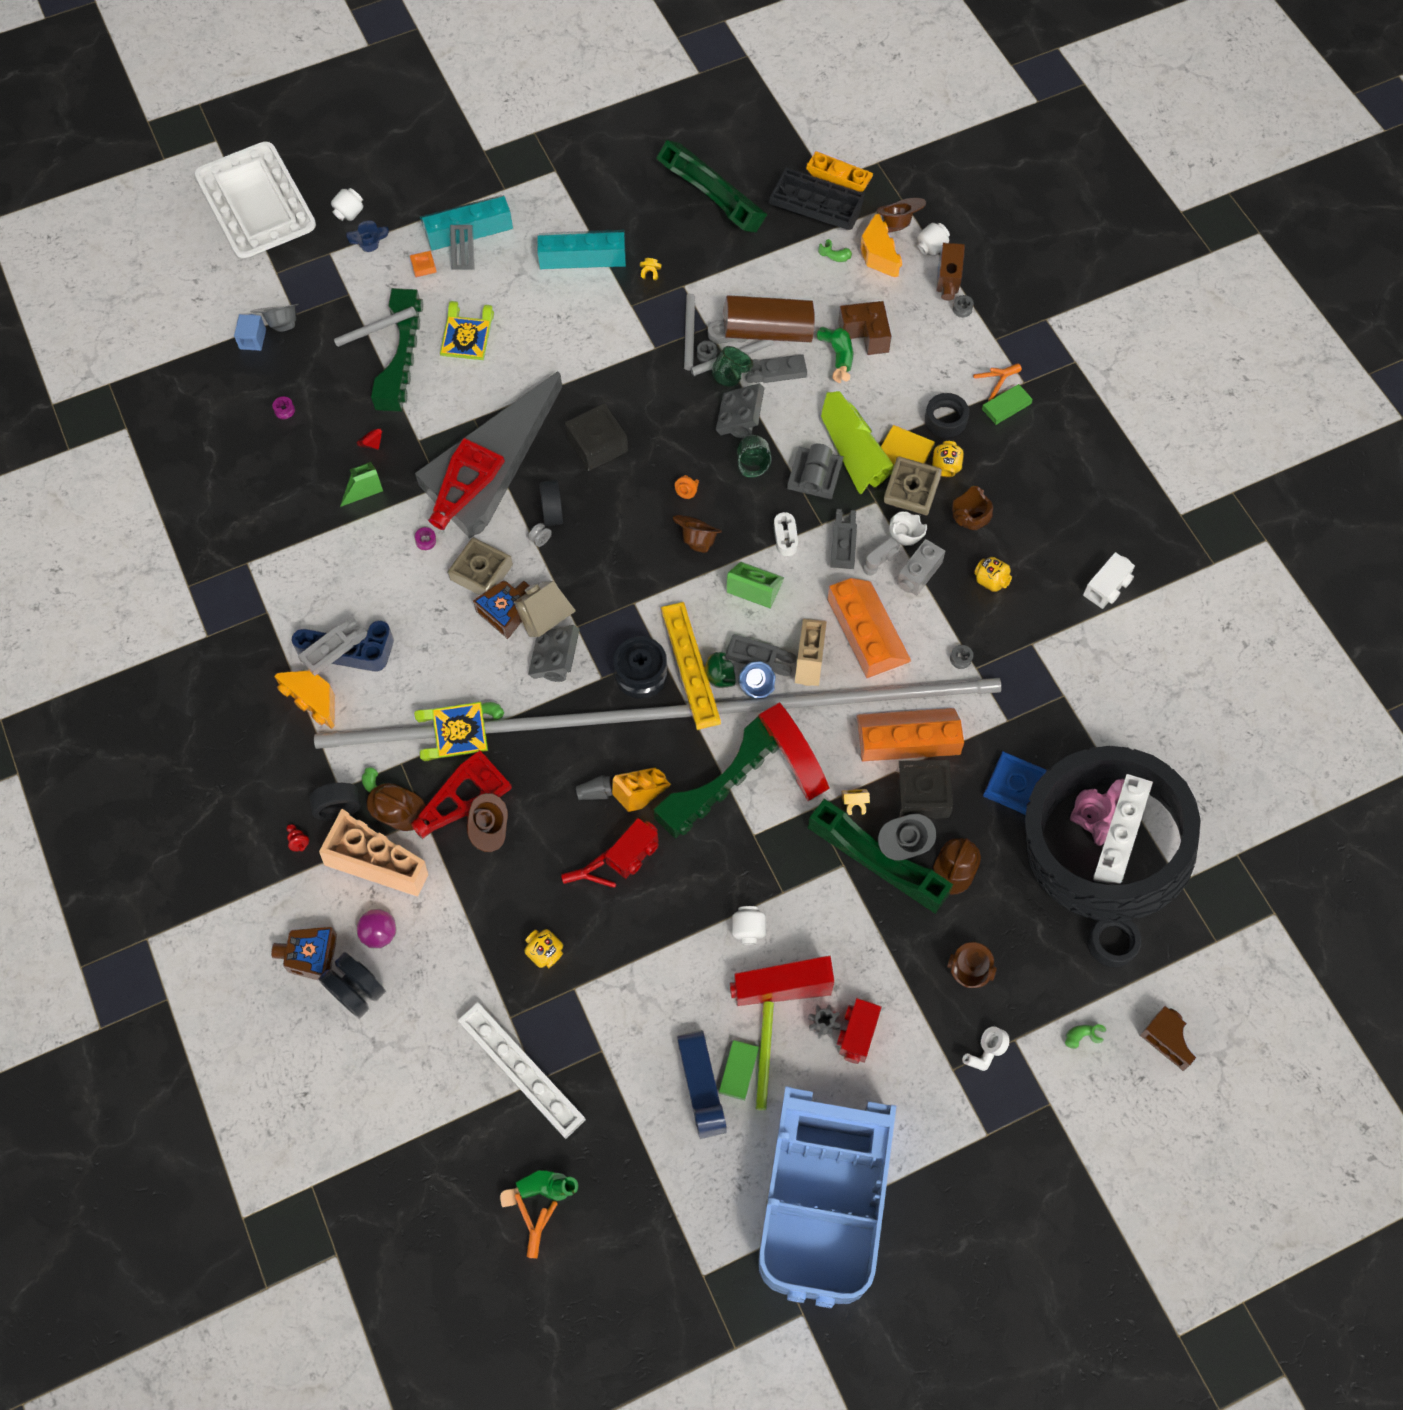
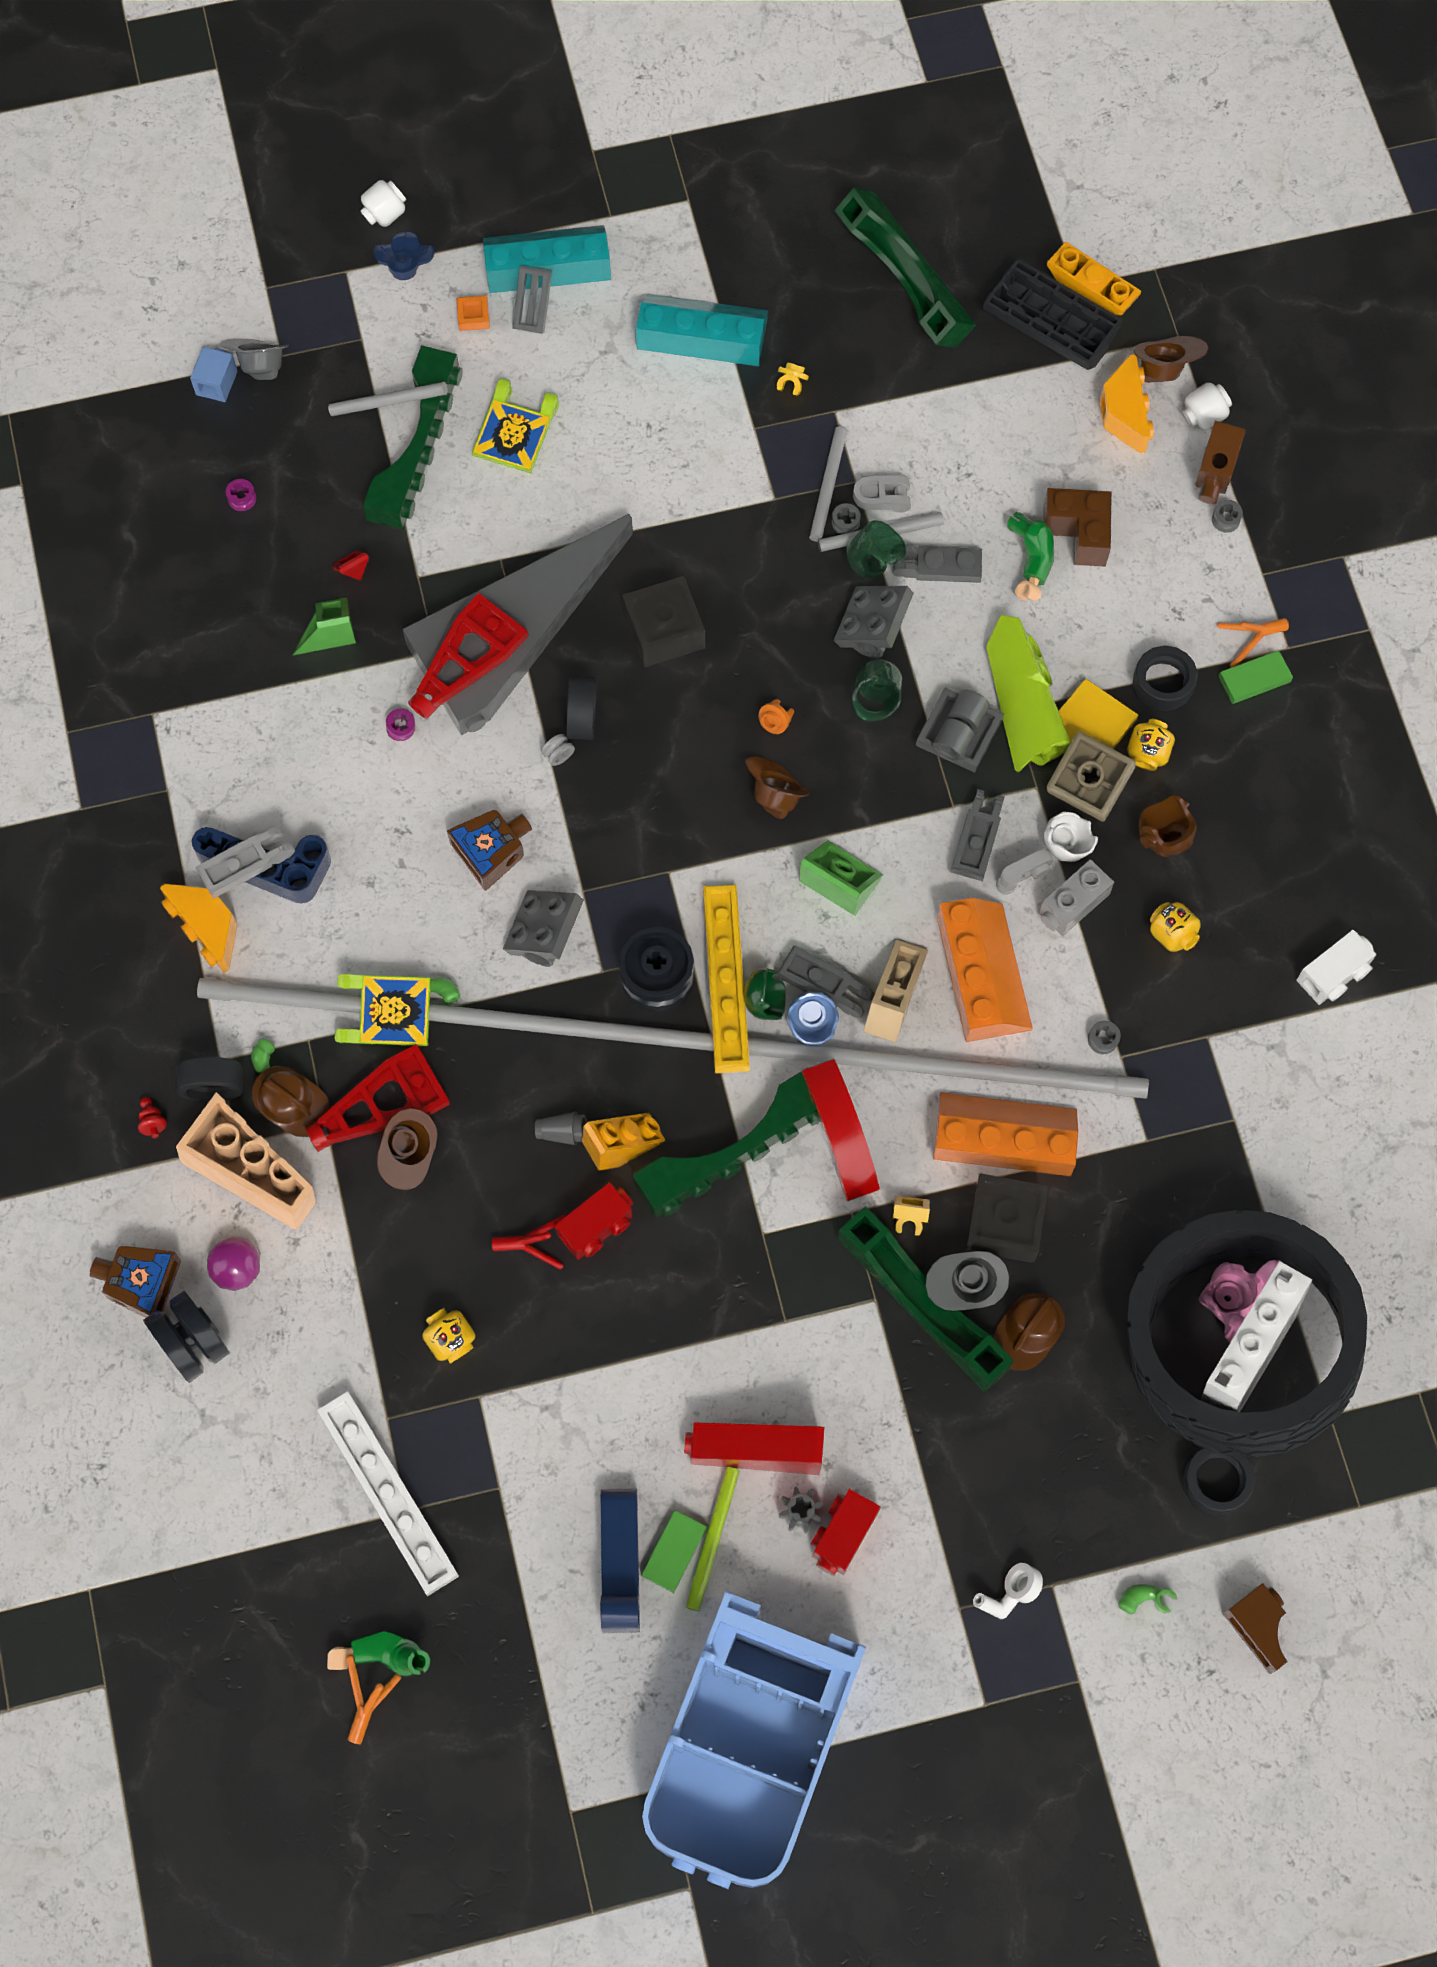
camera: 10 degrees right, 5 degrees up
(255, 199) = (255, 174): white wedge -> none
(480, 555) = (466, 764): dark tan brick -> none
(542, 608) = (539, 859): dark tan torso -> none
(748, 925) = (728, 1359): white head -> none
(768, 318) = (943, 488): reddish brown brick -> none
(790, 533) = (906, 812): white beam -> none
(838, 256) = (1065, 406): bright green arm -> none
(972, 965) = (1016, 1475): reddish brown cap -> none
(1013, 782) = (1133, 1229): blue tile -> none

